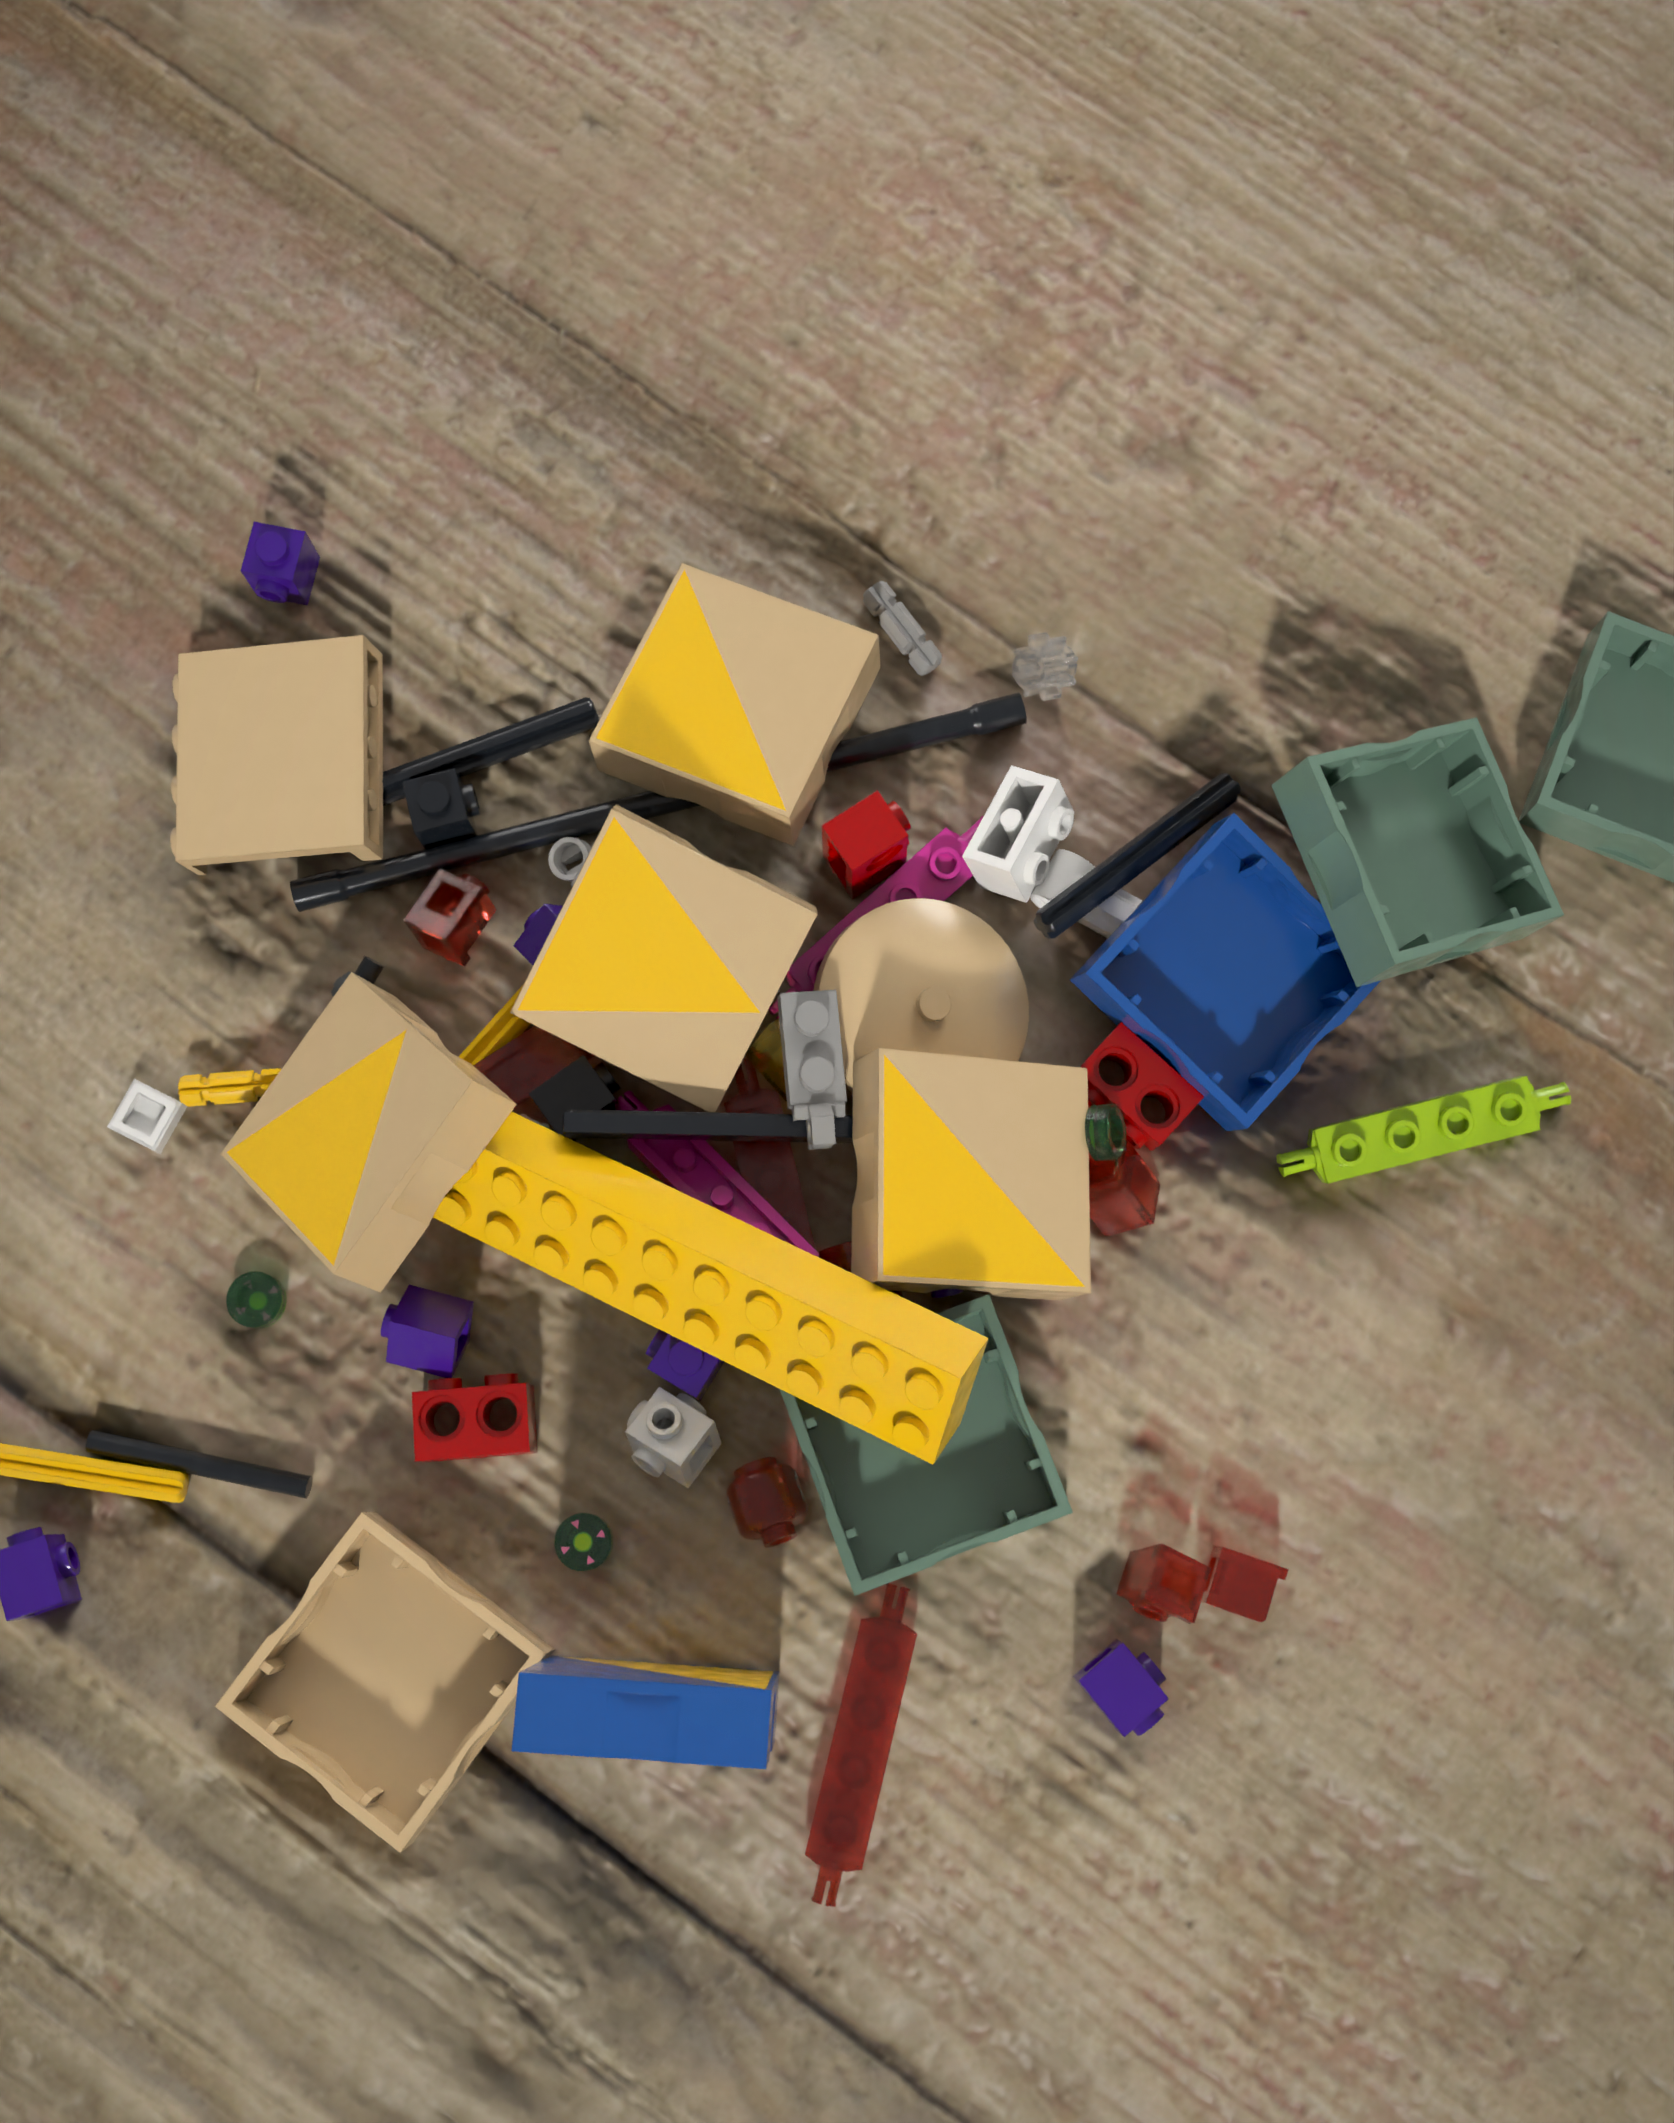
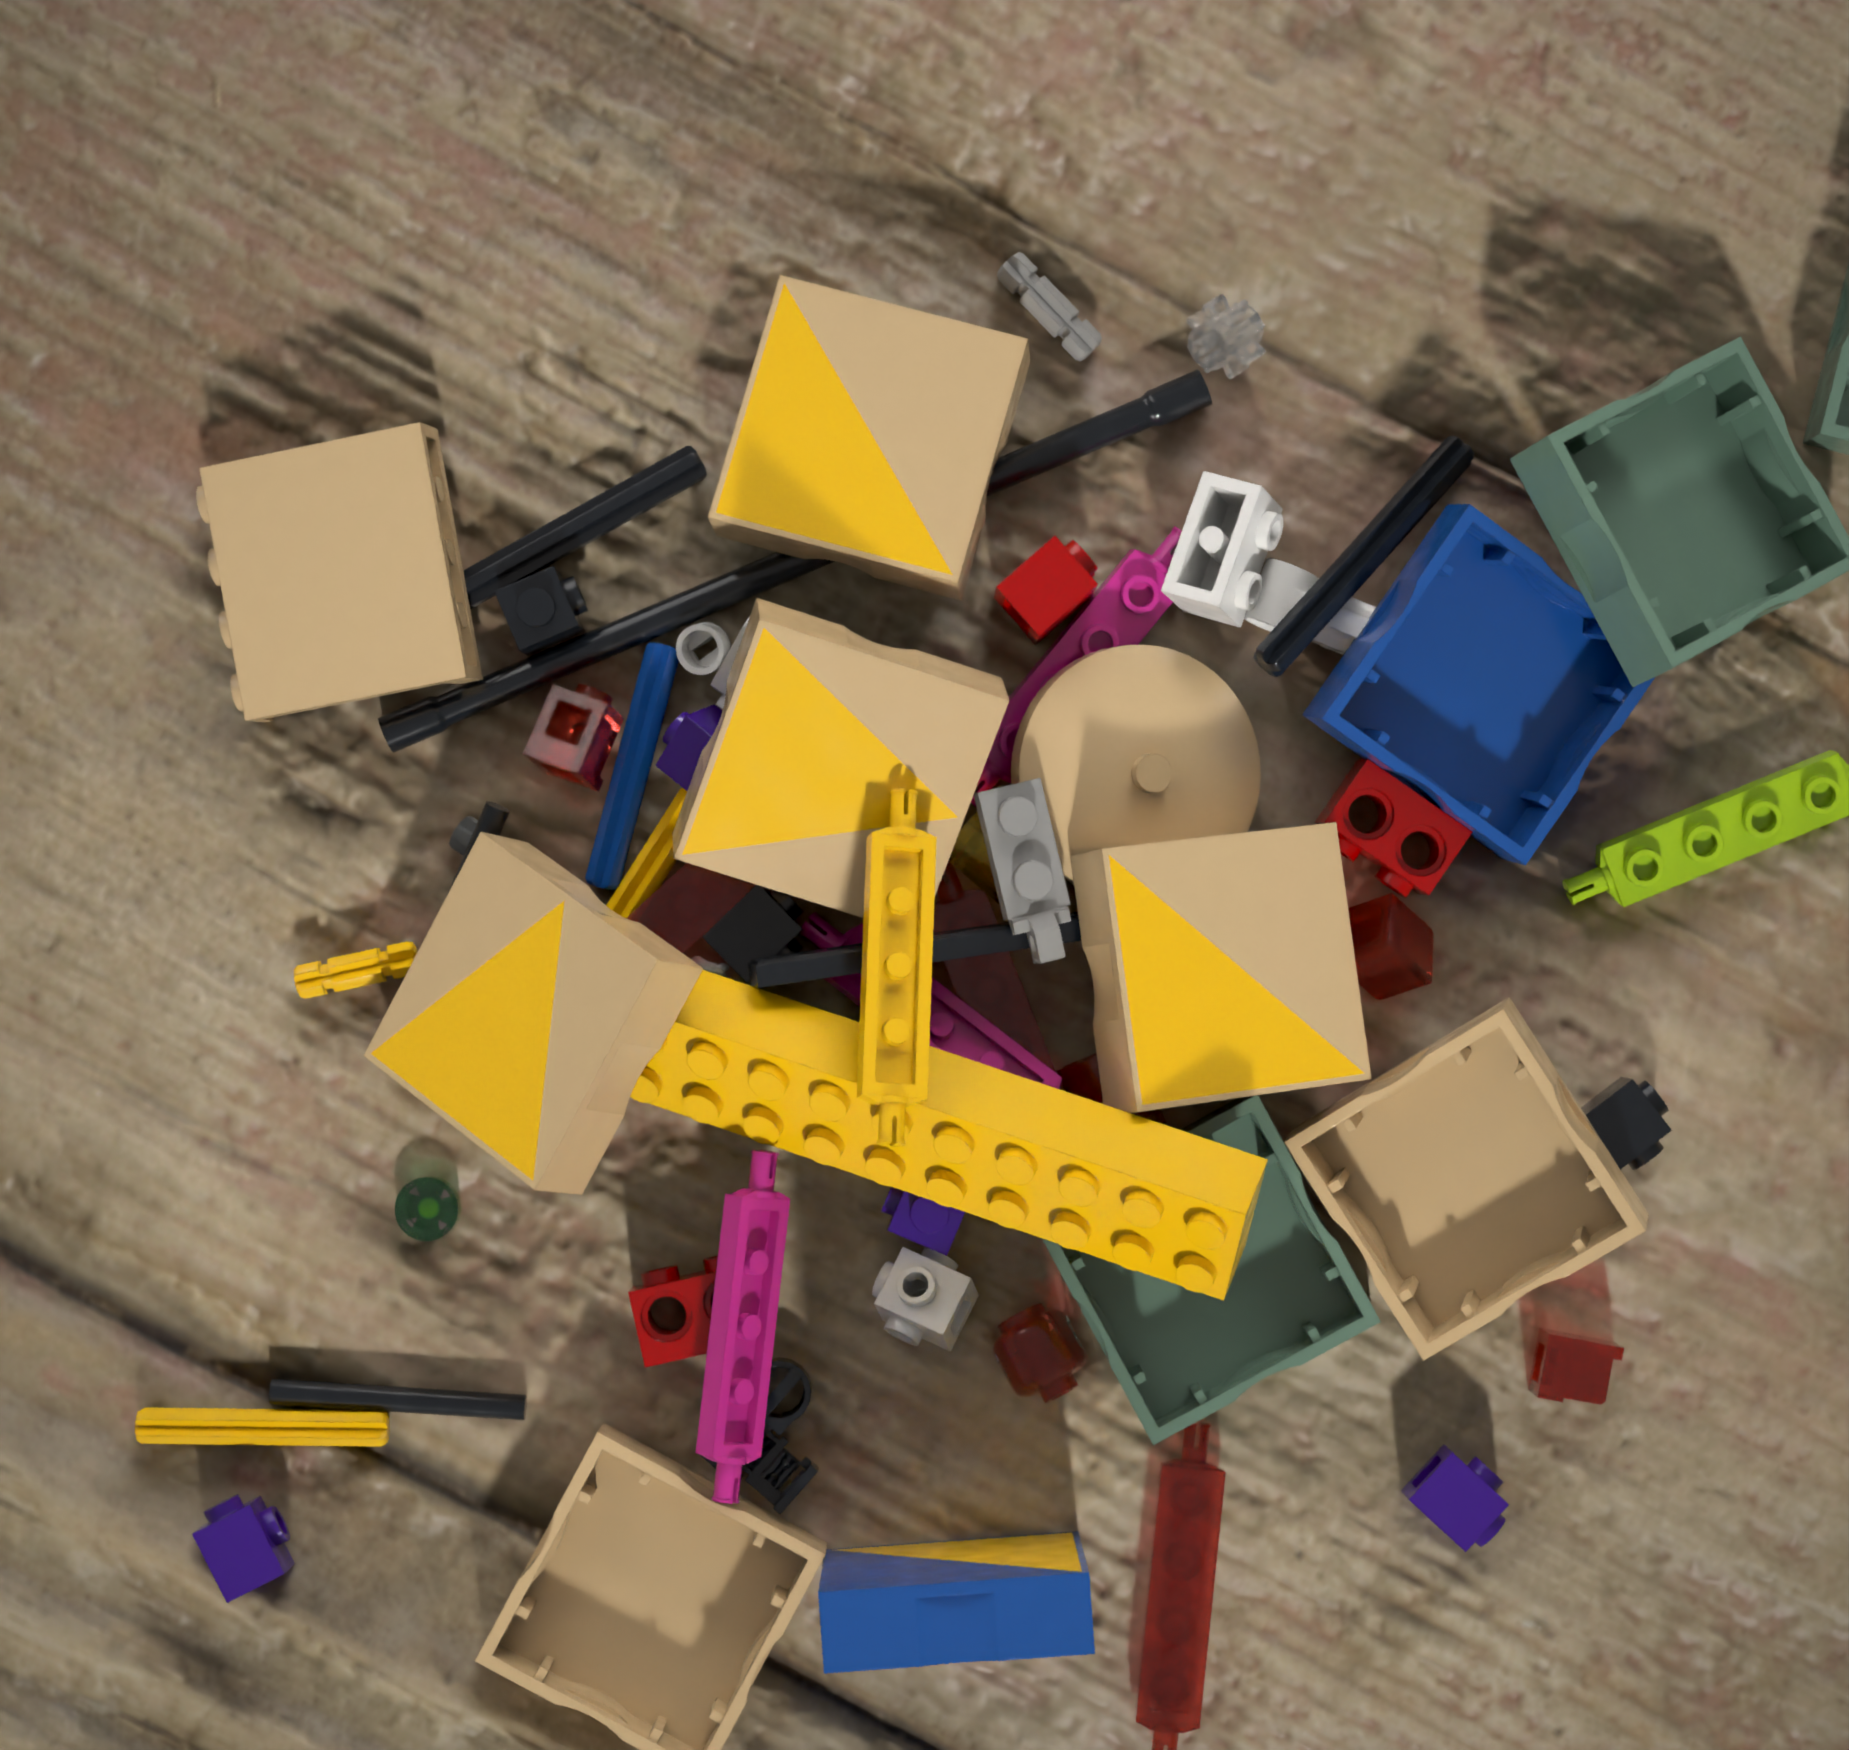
camera: 10 degrees left, 10 degrees up
(147, 1116) = (262, 1017): white tile -> none
(280, 563) = (295, 335): dark purple brick -> none
(427, 1331) = (631, 1219): dark purple brick -> none
(496, 951) = (632, 766): none -> blue axle
(499, 1545) = (776, 1462): none -> black piece
(504, 1434) = (743, 1326): none -> dark pink plate
(583, 1541) = (842, 1423): clear green tile -> none
(684, 1126) = (896, 967): none -> yellow plate
(1105, 1132) = (1365, 891): clear green tile -> none
(1163, 1583) = (1489, 1382): clear red brick -> none
(1165, 1396) = (1467, 1178): none -> tan tile
(1305, 1373) = (1629, 1121): none -> black brick

